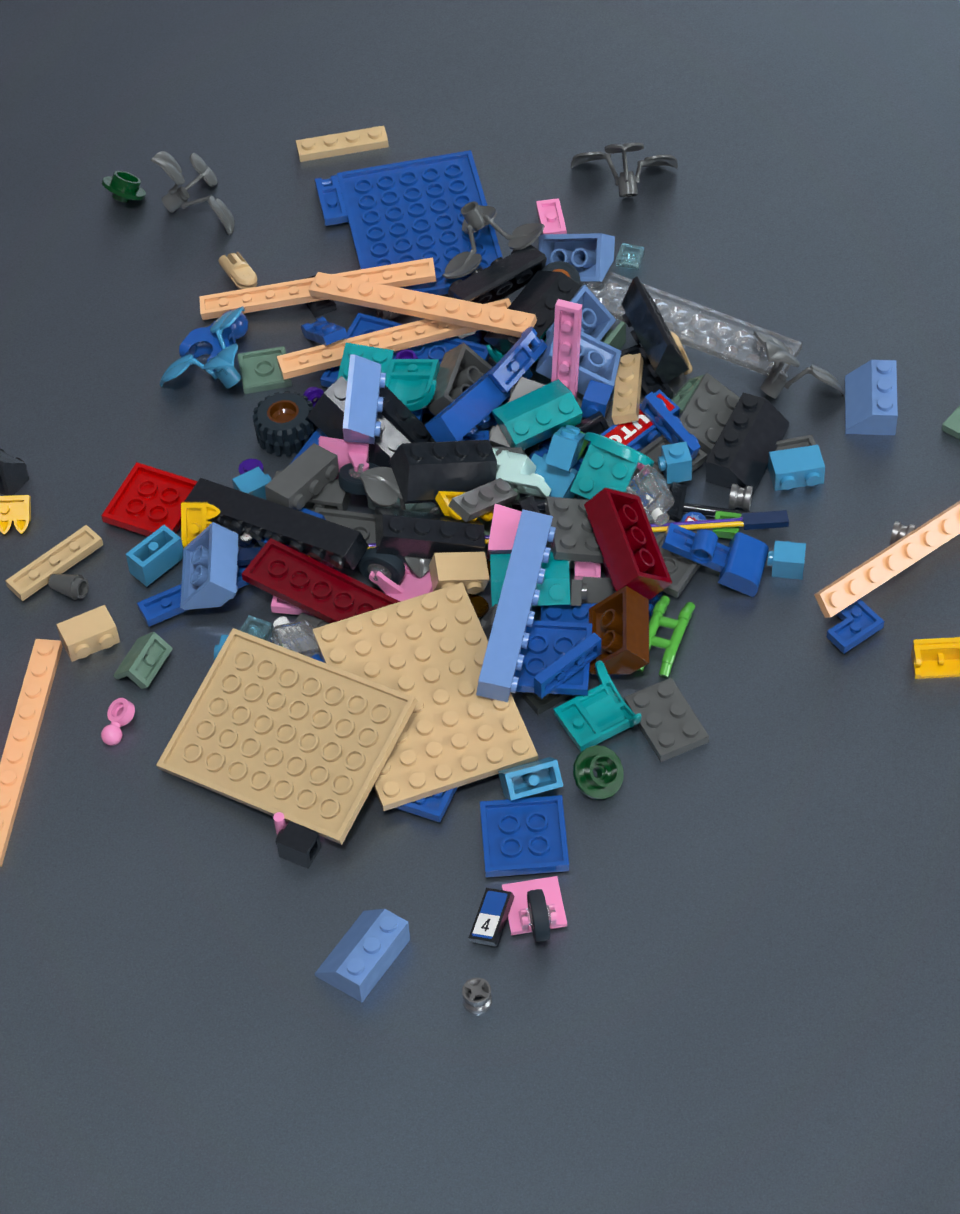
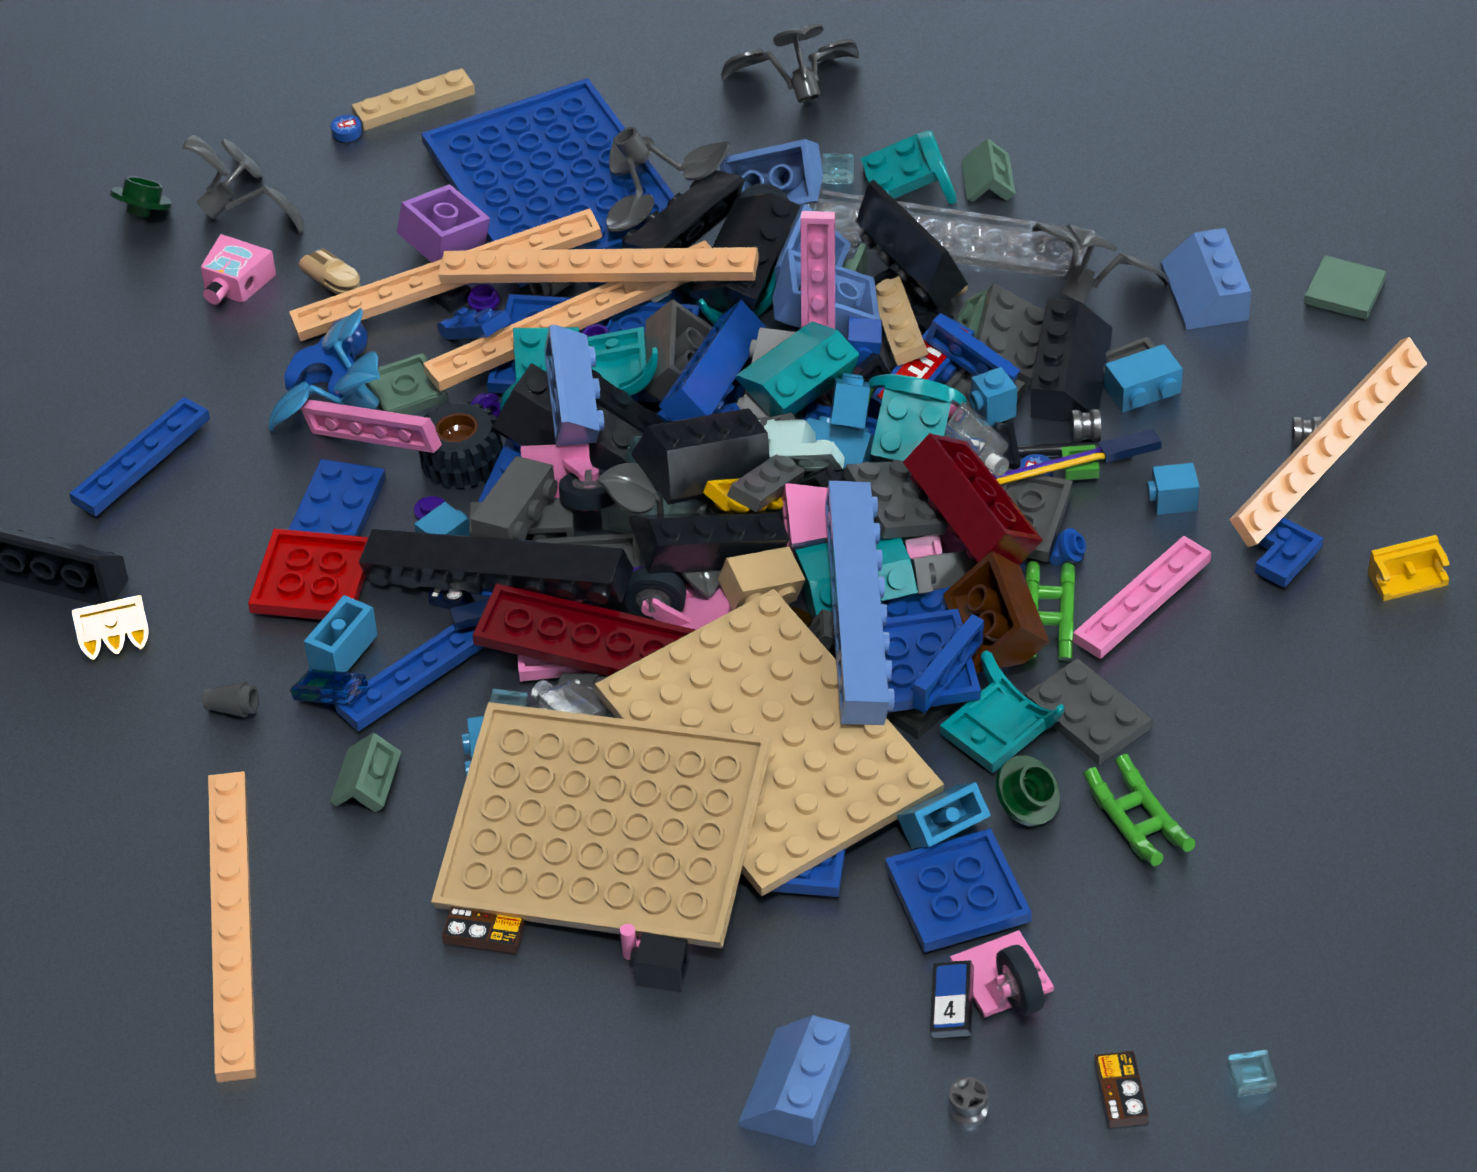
camera: 15 degrees left, 5 degrees down
(54, 561) = (202, 672): tan plate -> none
(63, 387) = (139, 456): none -> blue plate
(88, 633) = (280, 754): tan brick -> none
(119, 713) = (359, 847): bright pink plate -> none
(136, 590) = (329, 687): none -> clear blue tile
(172, 257) = (235, 270): none -> bright pink torso
(186, 793) = (483, 930): none -> tile
(190, 448) = (339, 498): none -> blue plate
(195, 519) = (388, 593): yellow plate -> none
(210, 568) = (423, 639): medium blue slope -> none
(225, 398) = (371, 426): none -> bright pink plate
(286, 158) = (346, 128): none -> blue tile
(327, 248) = (442, 223): none -> medium lavender brick
(331, 200) = (422, 165): blue plate -> none
(340, 312) = (483, 297): none -> dark purple plate
(517, 360) = (751, 307): blue plate -> none
(551, 216) = (716, 131): bright pink plate -> none
(589, 1010) = (1121, 1089): none -> tile
(680, 265) = (909, 166): none -> teal piece
(682, 793) = (1139, 795): none -> bright green piece
(684, 1020) = (1251, 1073): none -> clear light blue plate
(695, 590) = (1068, 547): none -> blue plate
(735, 640) = (1141, 597): none -> bright pink plate
(738, 564) = (1113, 500): blue plate -> none
(740, 278) = (986, 169): none -> sand green panel

